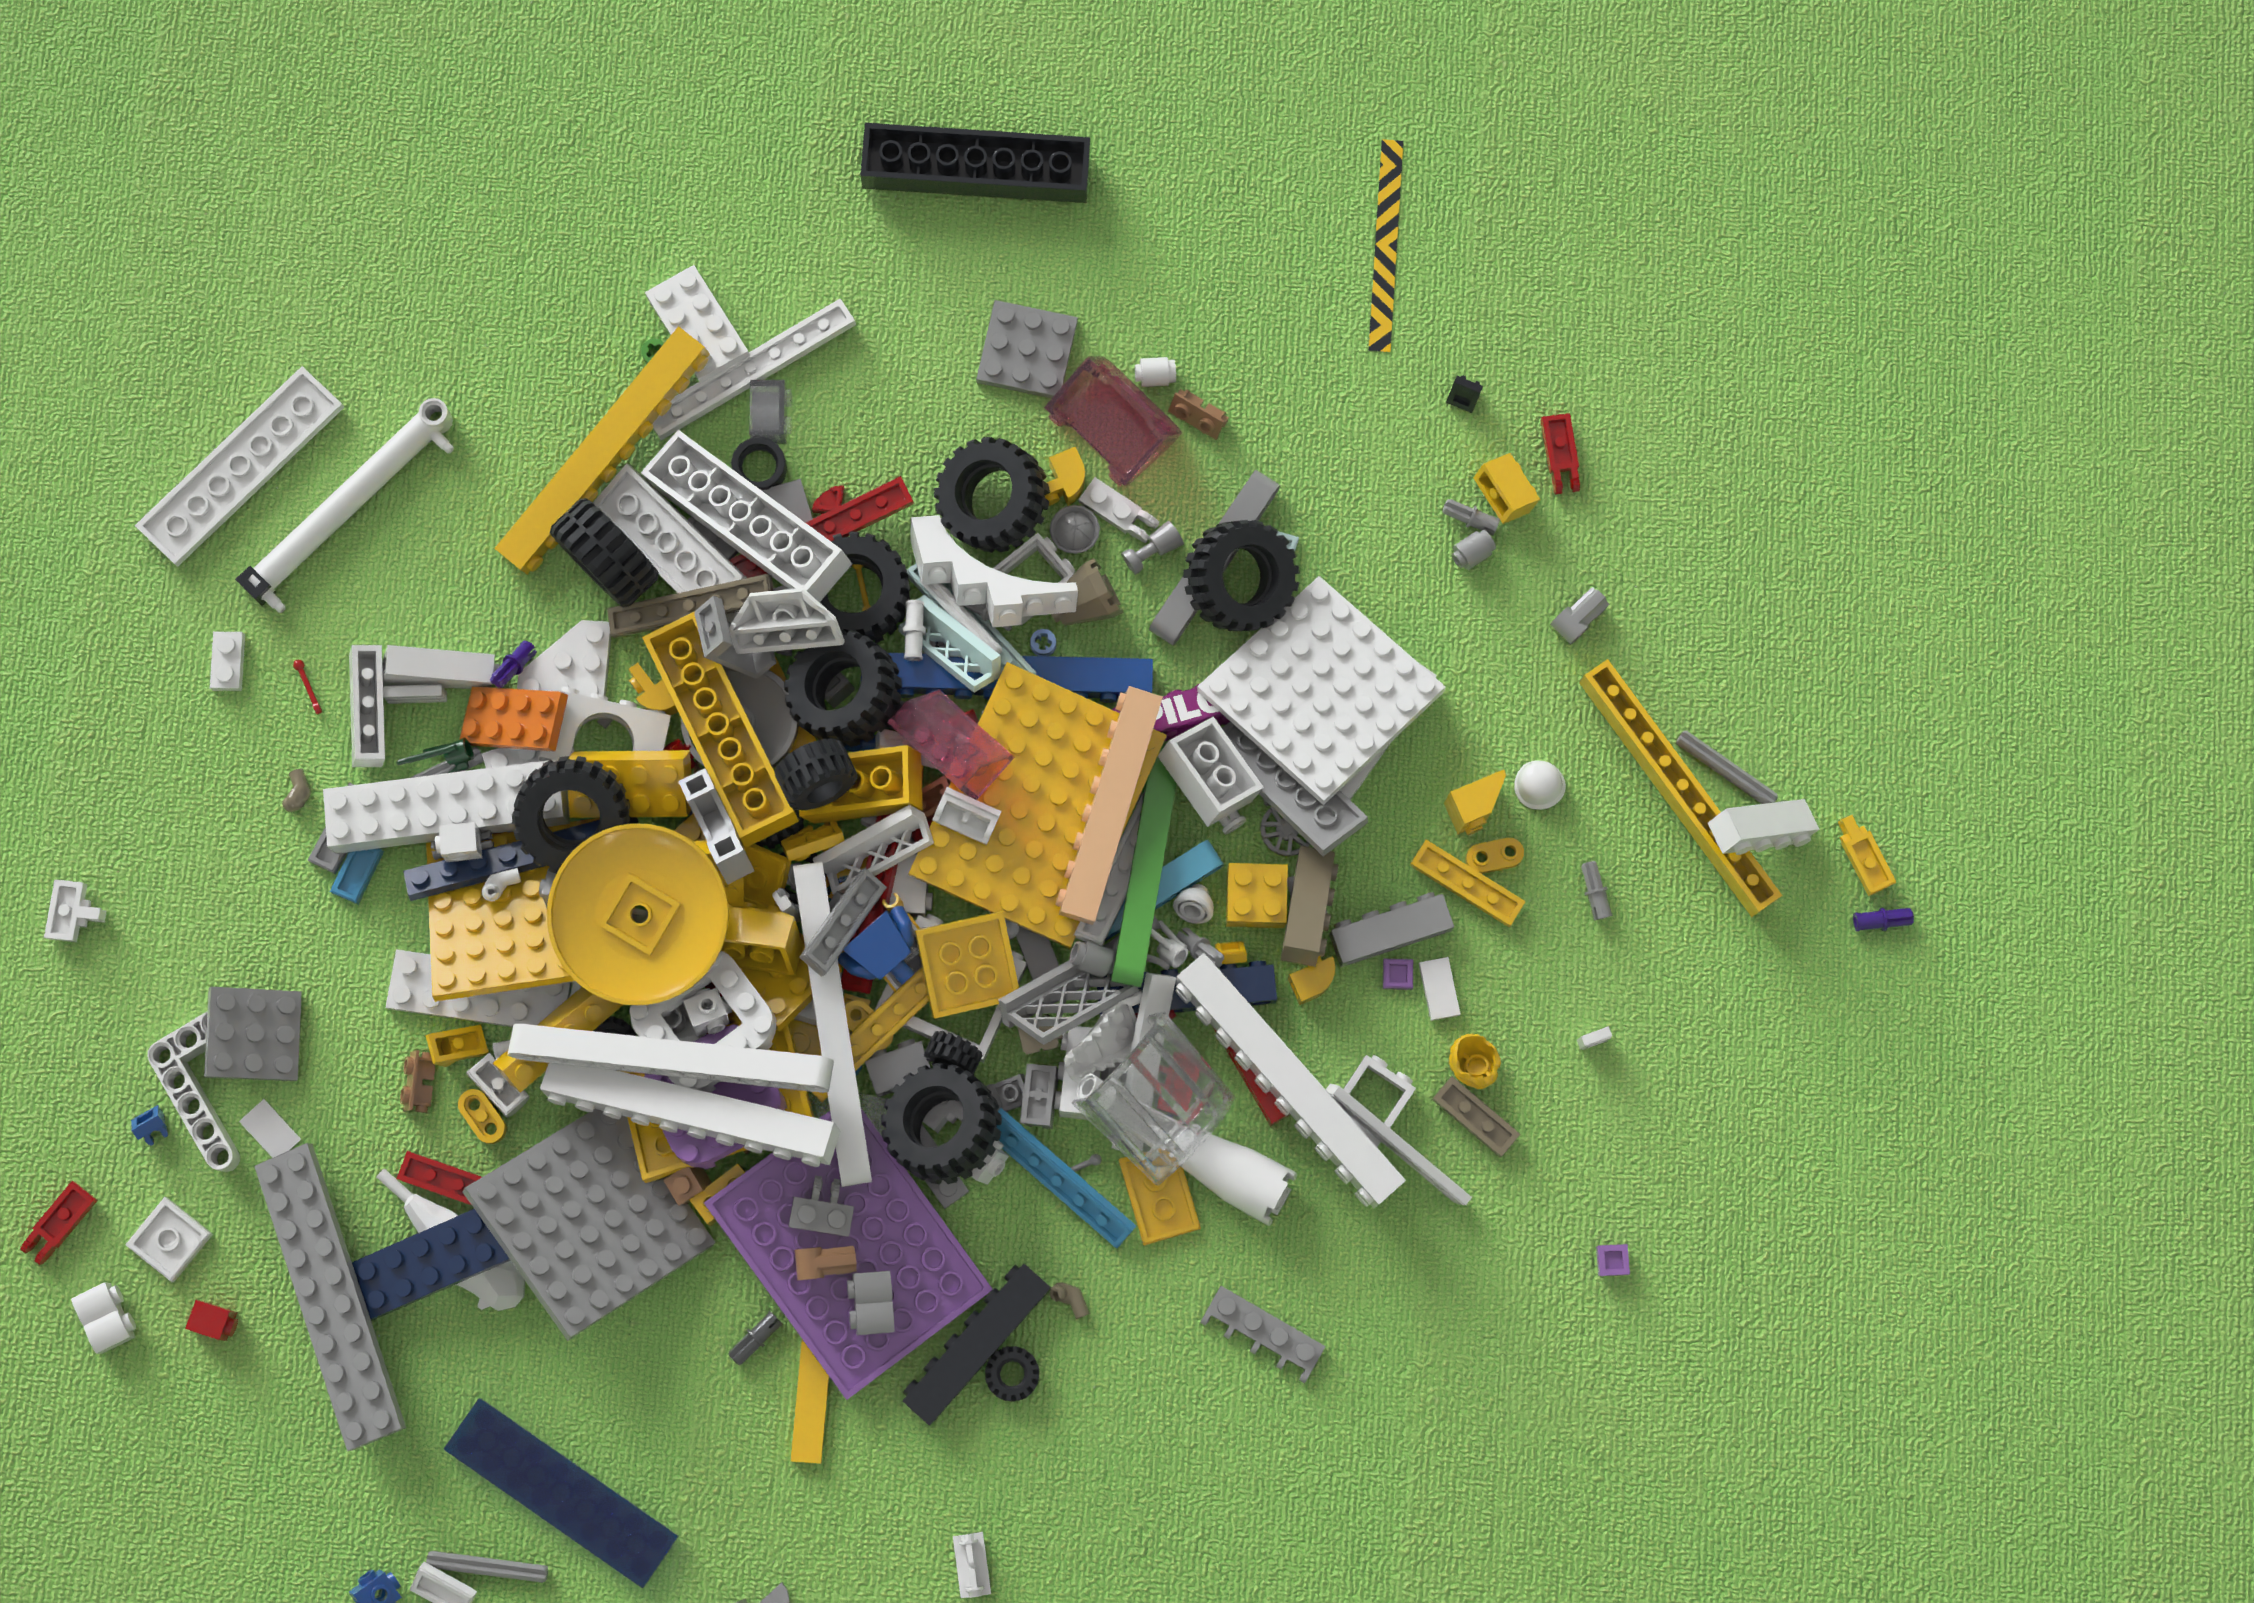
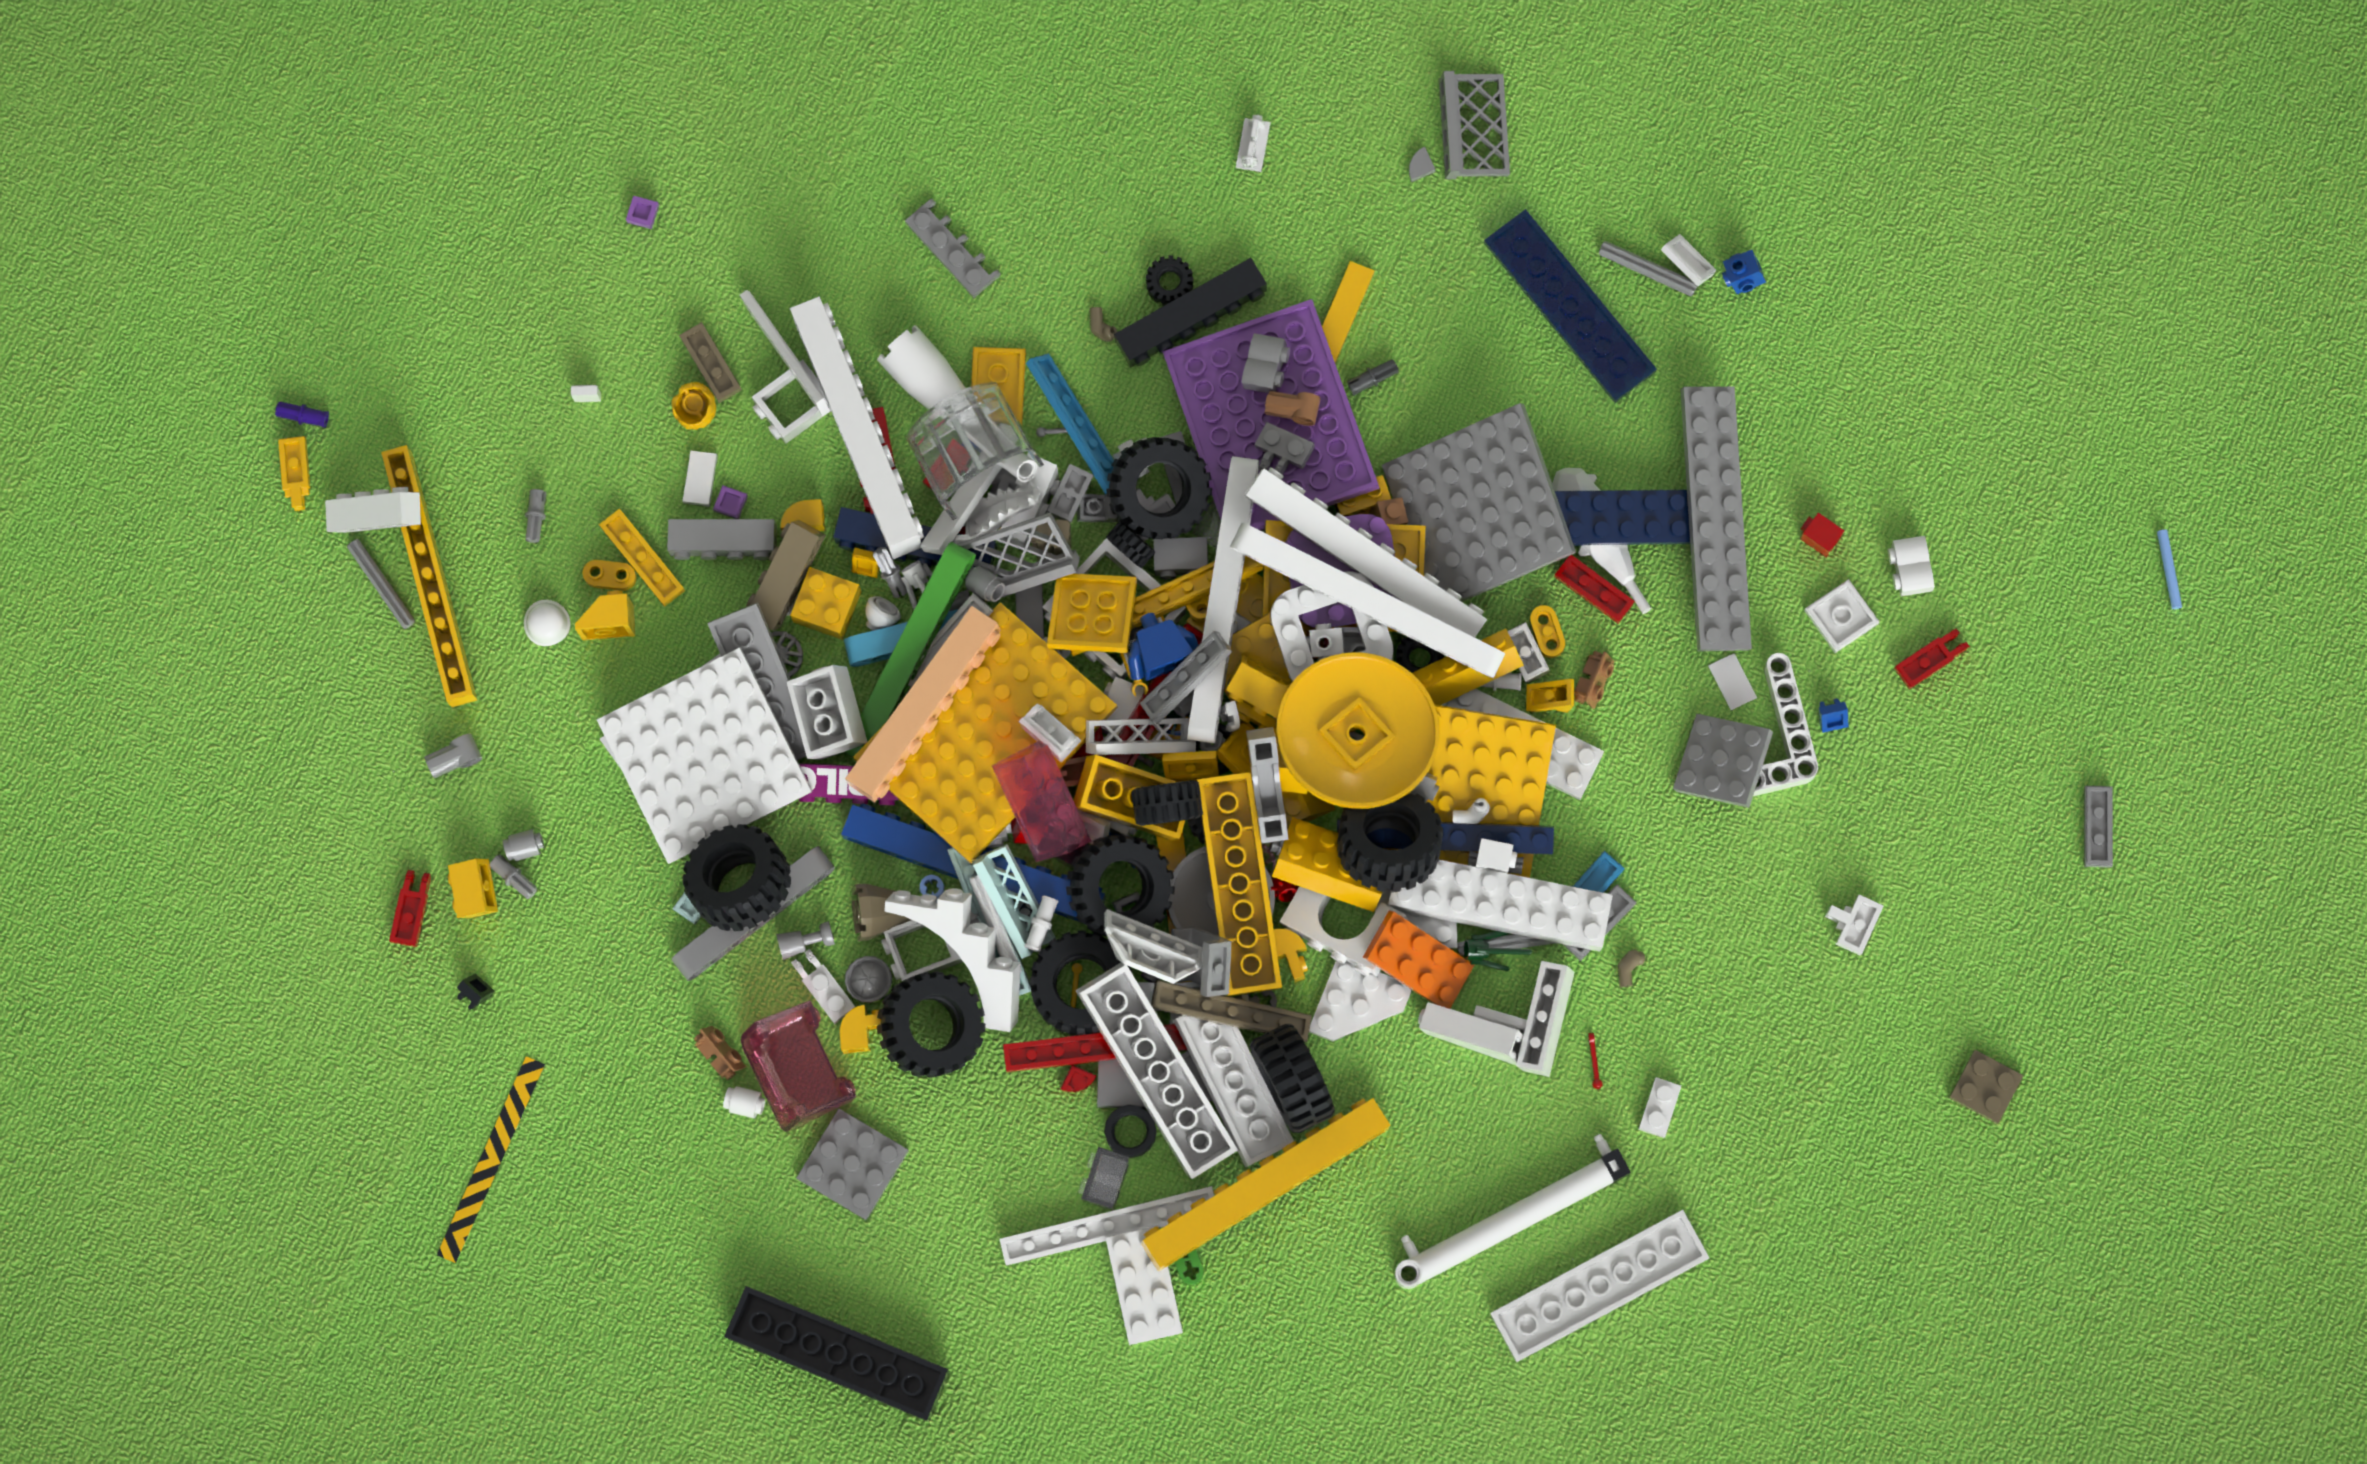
camera: 150 degrees left, 0 degrees up
(513, 664) = (1405, 1015): dark purple axle -> none

